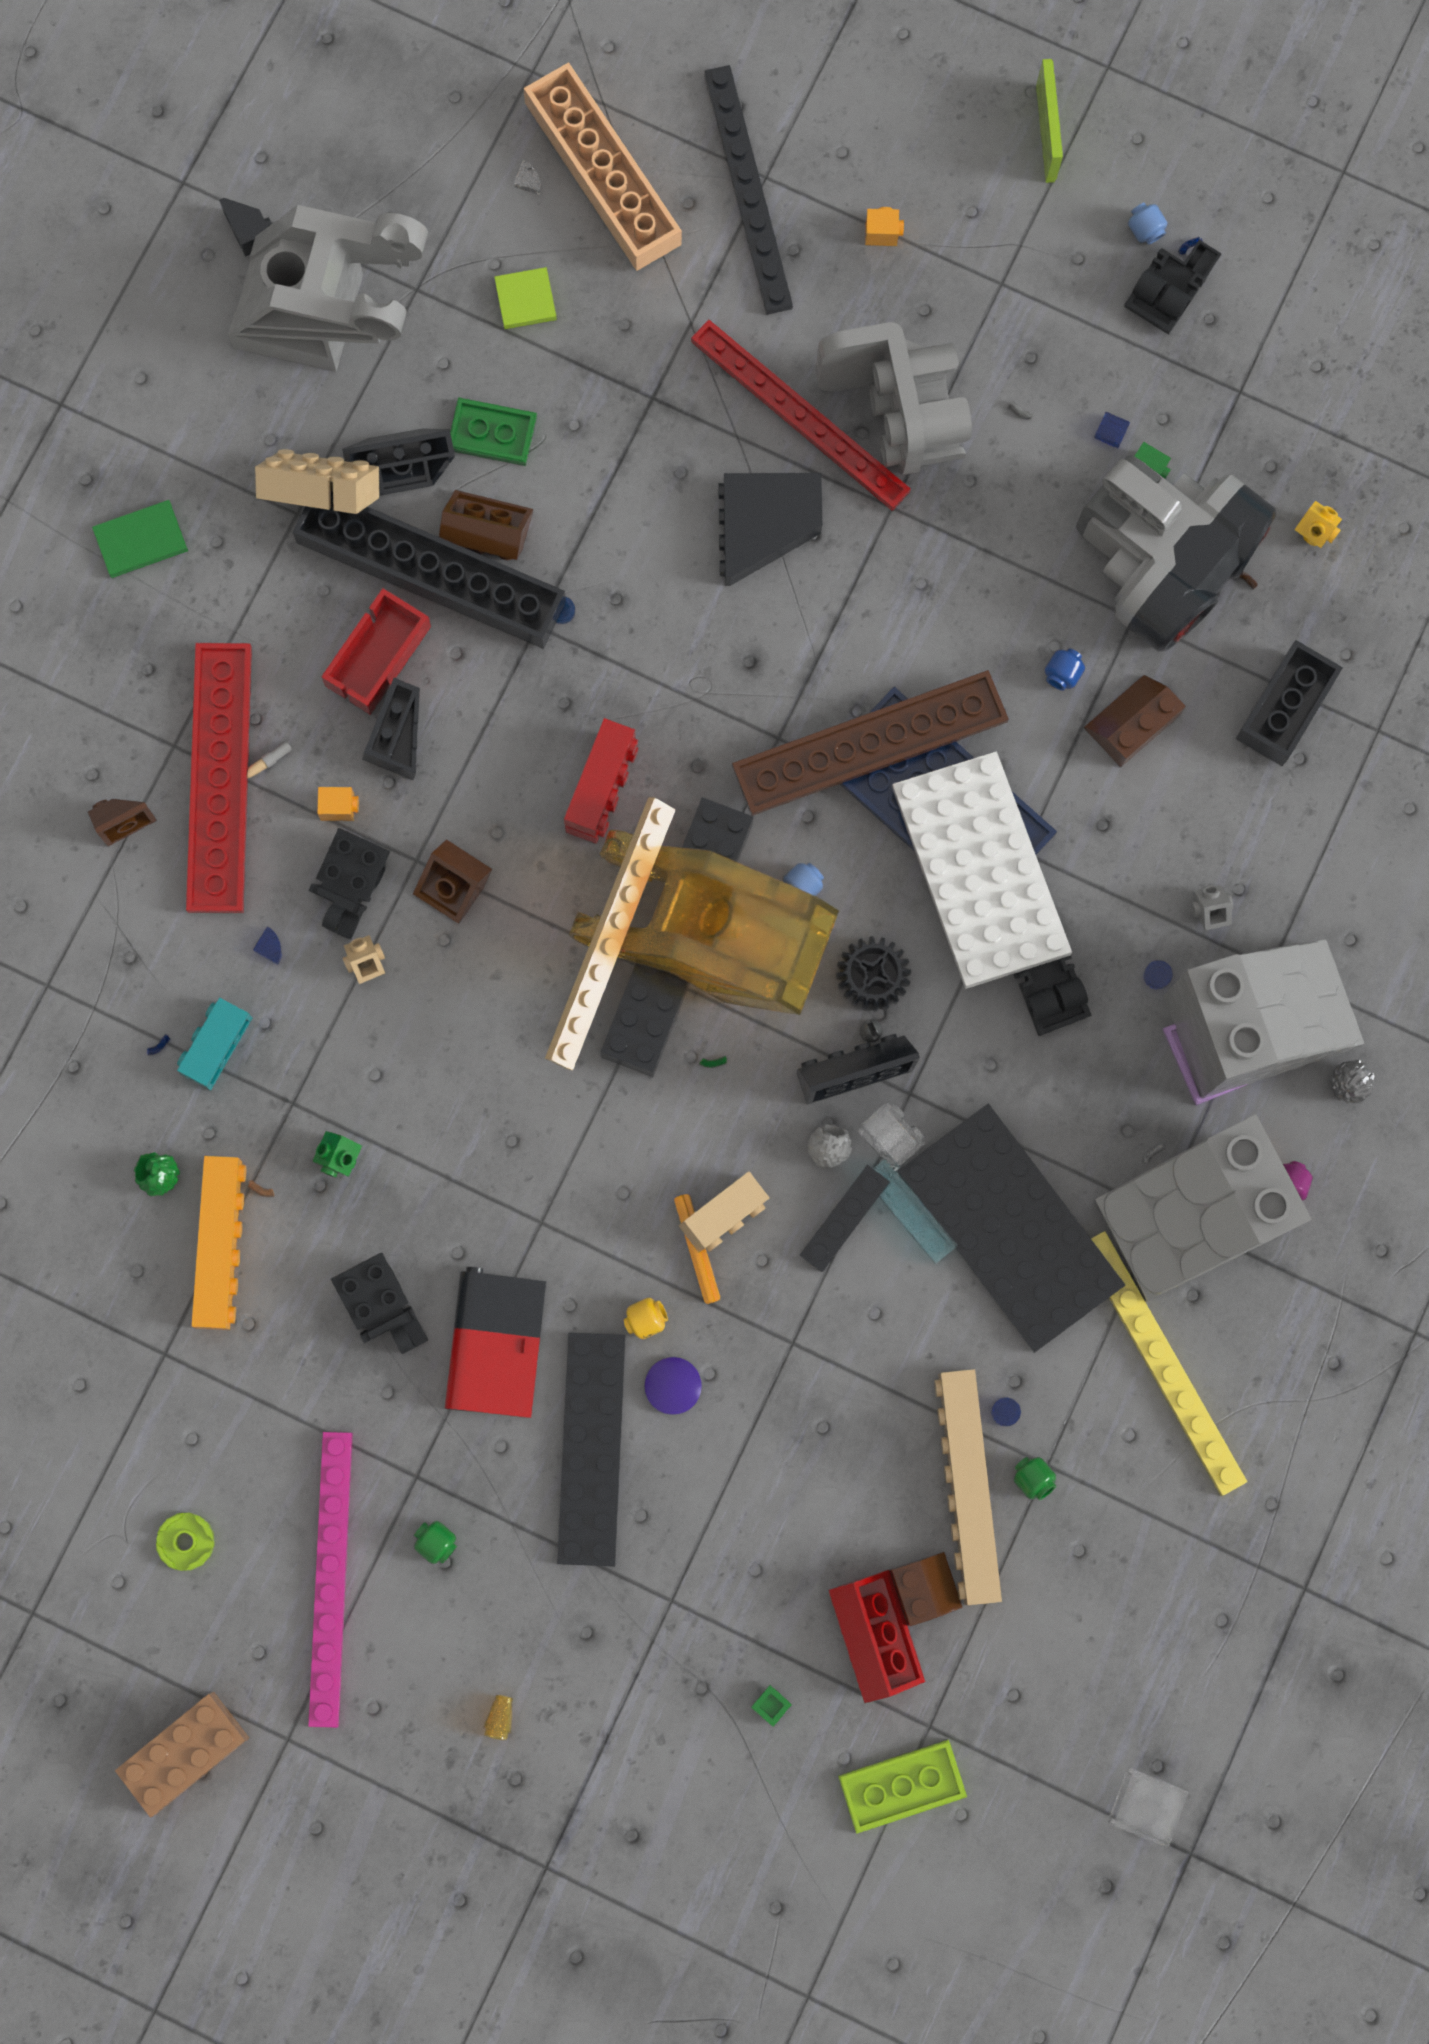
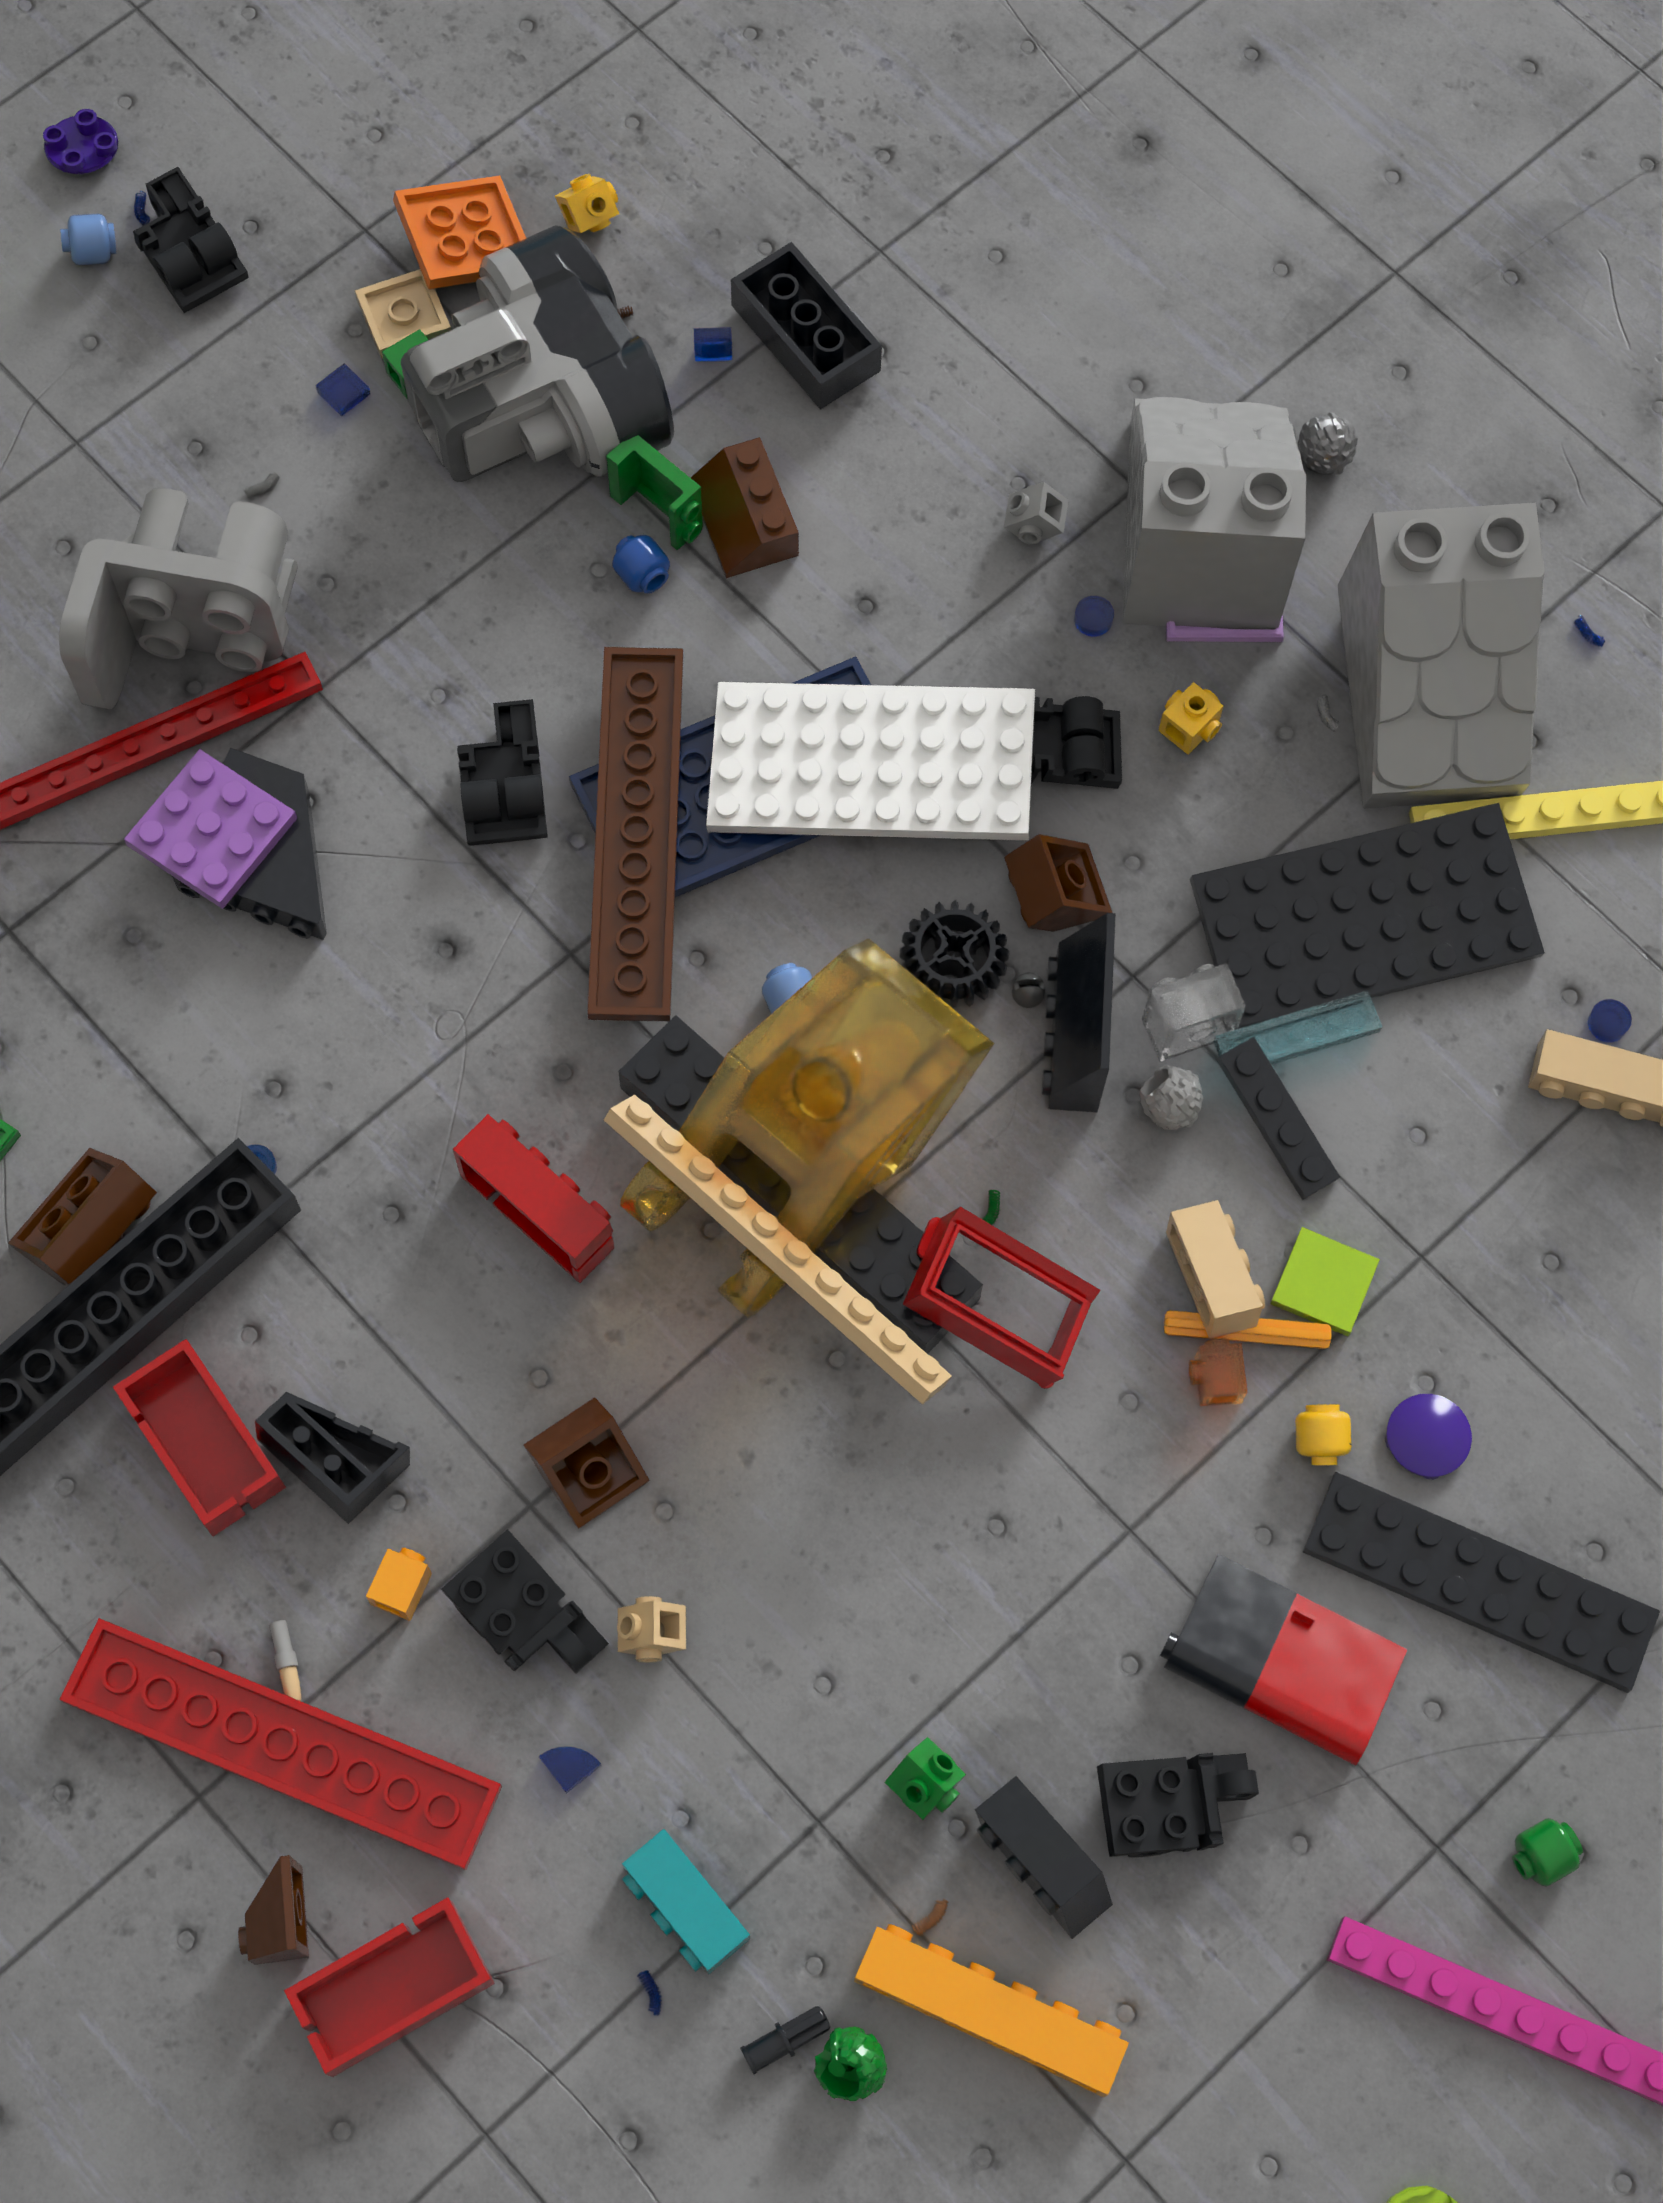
camera: 65 degrees left, 10 degrees down
(103, 897) = (389, 1987): none -> red piece
(159, 1131) = (785, 2039): none -> black axle
(316, 1239) = (1044, 1856): none -> black wedge
(659, 1032) = (979, 1330): none -> red piece
(660, 1239) = (1219, 1373): none -> clear orange brick
(749, 1286) = (1325, 1281): none -> lime tile
(760, 485) = (210, 828): none -> medium lavender plate
(869, 647) = (504, 780): none -> black plate
(950, 1021) = (1056, 883): none -> reddish brown slope
(1096, 1066) = (1191, 717): none -> yellow brick
(1125, 633) = (641, 468): none -> green panel
(1185, 442) = (400, 308): none -> tan plate
(1219, 185) = (80, 143): none -> dark purple dish
(1249, 649) = (713, 344): none -> clear blue tile
(1262, 451) = (457, 226): none -> orange plate
(1289, 1315) = (1582, 626): none -> clear blue leg

